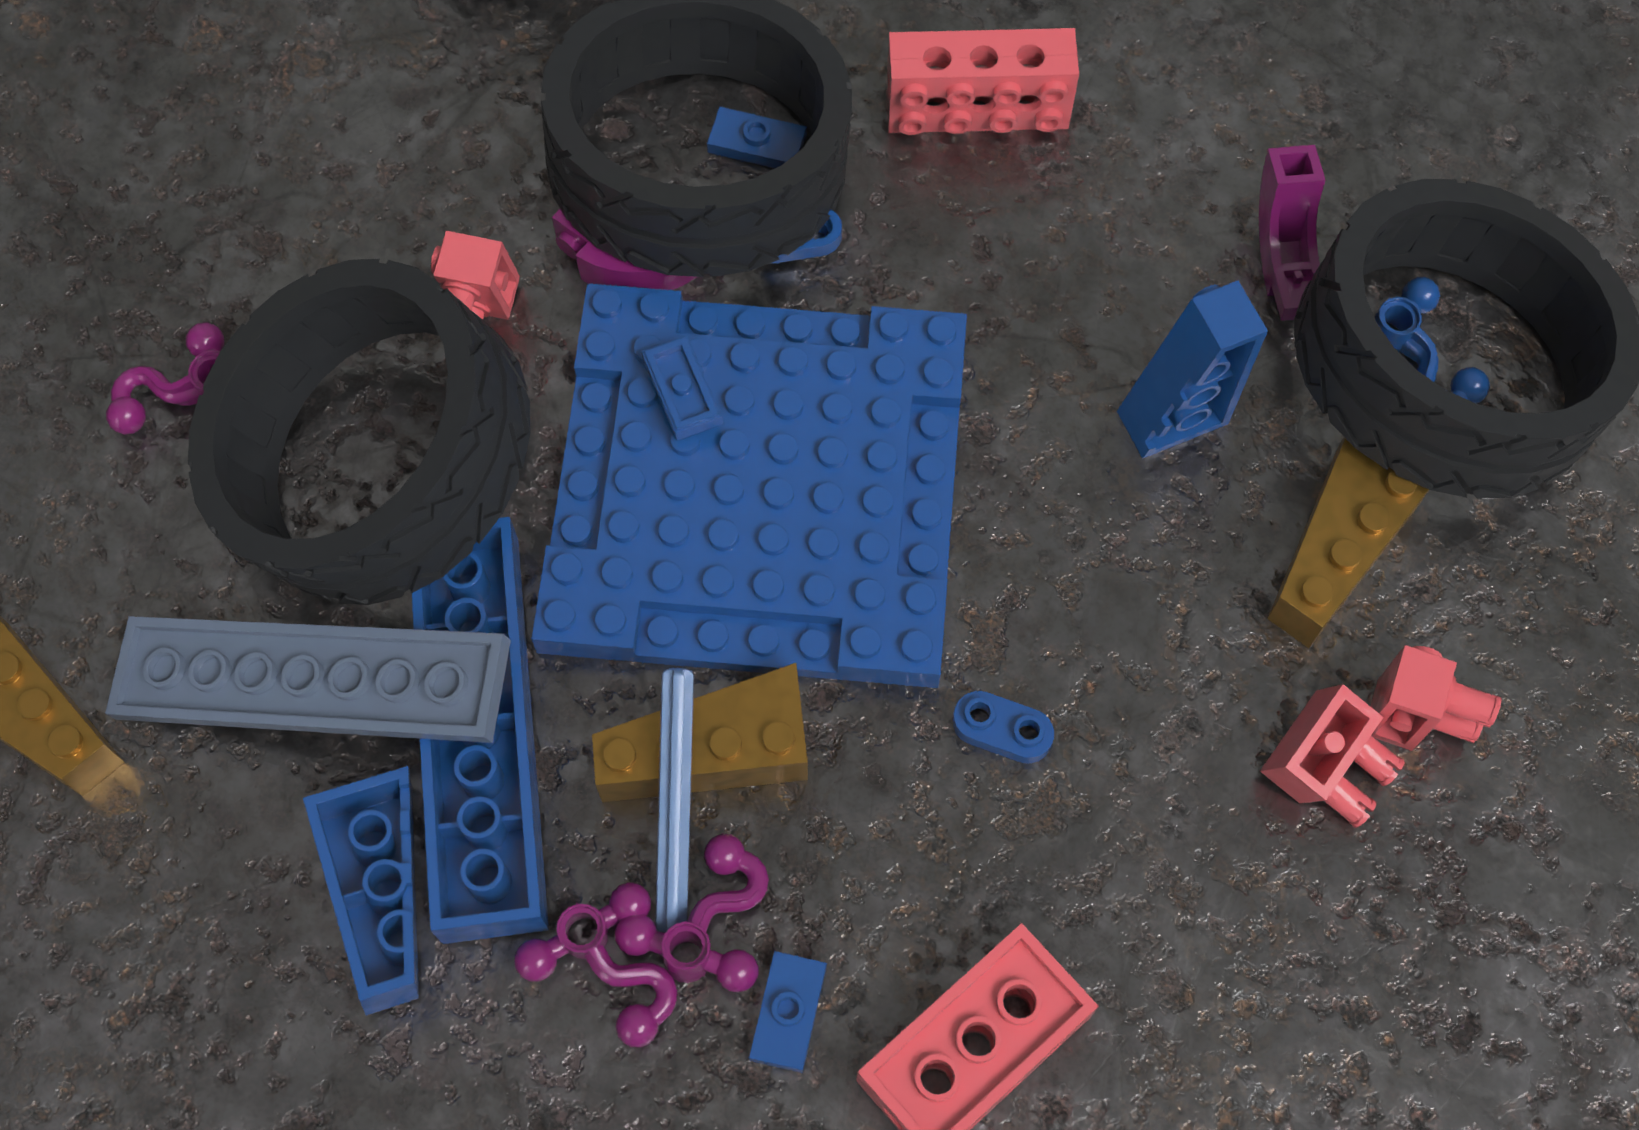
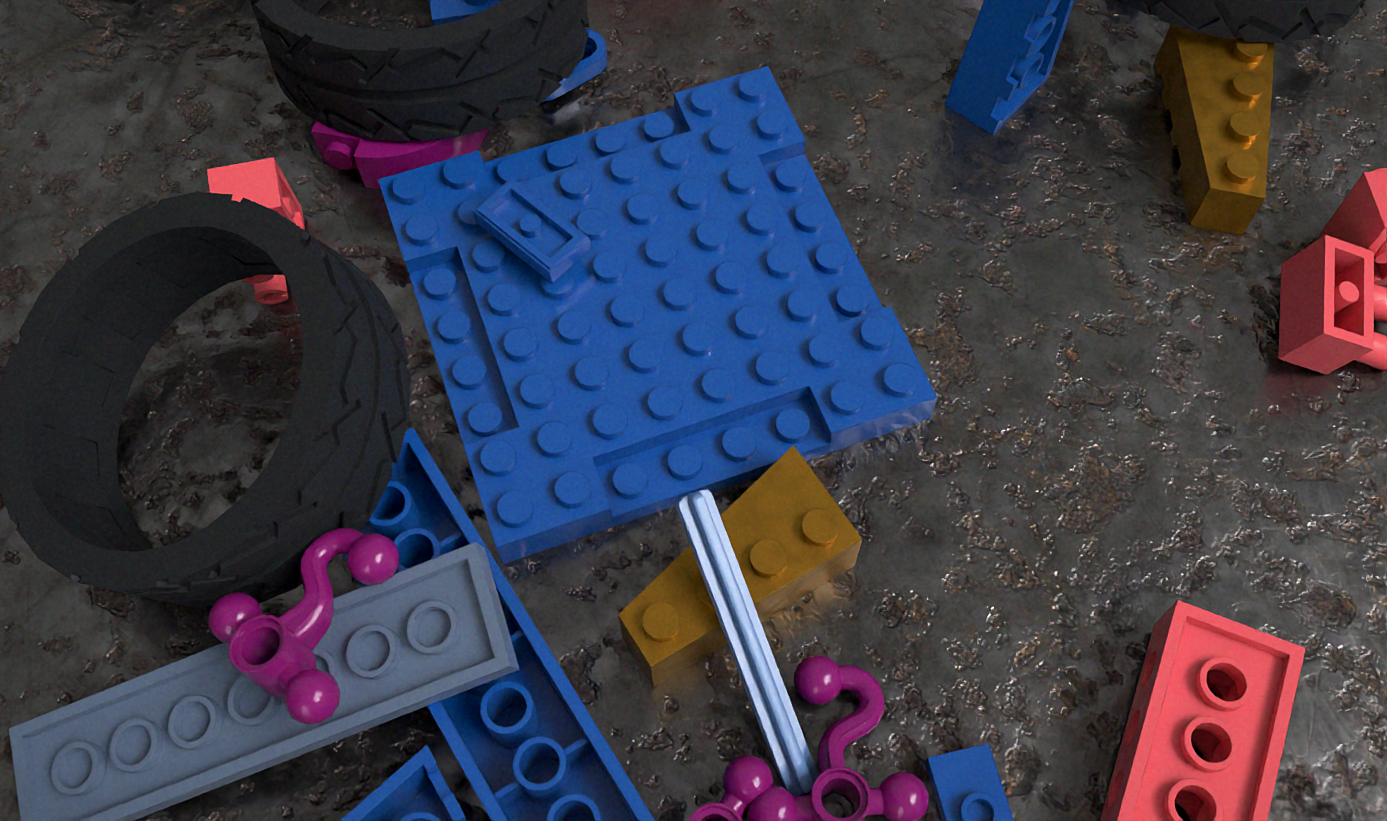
camera: 25 degrees left, 5 degrees down
(332, 652) = (280, 650): none -> magenta piece
(1001, 730) = (1020, 428): blue plate -> none

